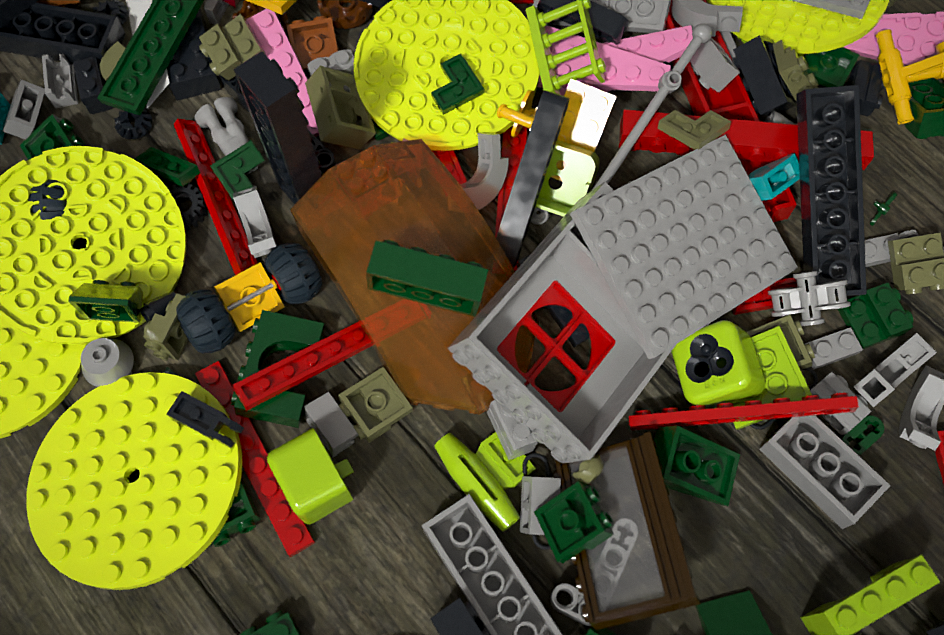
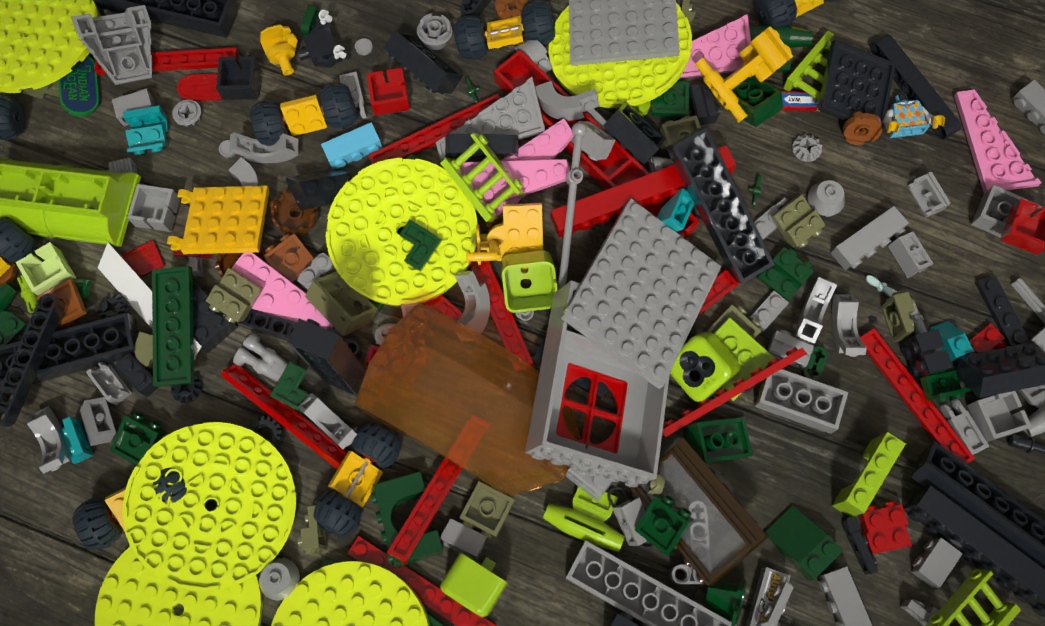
camera: 25 degrees left, 5 degrees up
(108, 302) = (262, 536): dark green slope -> none
(156, 306) = (296, 521): black cone -> none
(168, 166) = (235, 411): dark green plate -> none
(202, 418) = (377, 585): black hinge -> none
(426, 277) = (489, 414): dark green brick -> none
(531, 173) = (512, 294): black beam -> none
(694, 133) = (608, 208): olive plate -> none
(793, 69) = (653, 122): olive plate -> none
(819, 297) = (745, 283): light grey axle -> none

